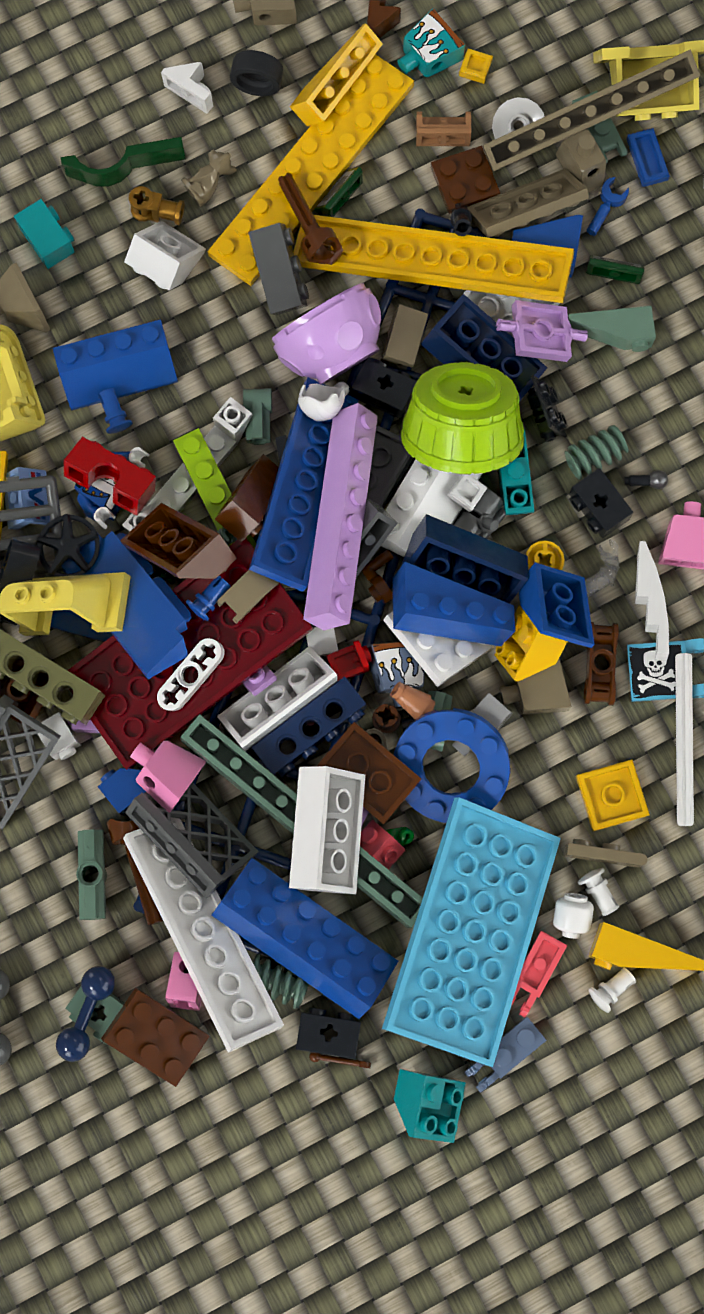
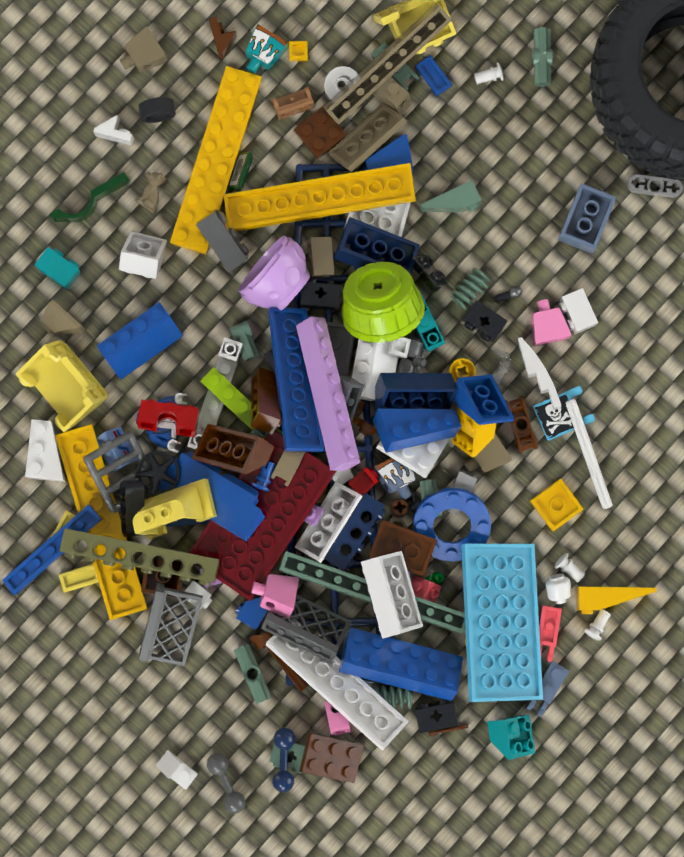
camera: 30 degrees left, 5 degrees up
(113, 412) = (150, 372): blue pin -> none
(154, 206) = (124, 224): pearl gold connector -> none
(182, 696) = (260, 540): white beam -> none
(318, 239) = (243, 214): reddish brown piece -> none
(322, 401) = (287, 321): white hair -> none
(336, 77) = (210, 95): yellow slope -> none
(412, 700) = (413, 492): nougat cone -> none
(461, 220) = (329, 165): black axle -> none
(541, 331) = (408, 222): lavender plate -> none
(607, 854) = (567, 542): dark tan hinge -> none
(610, 200) = (417, 122): blue piece -> none
(615, 269) = (438, 160): dark green slope -> none

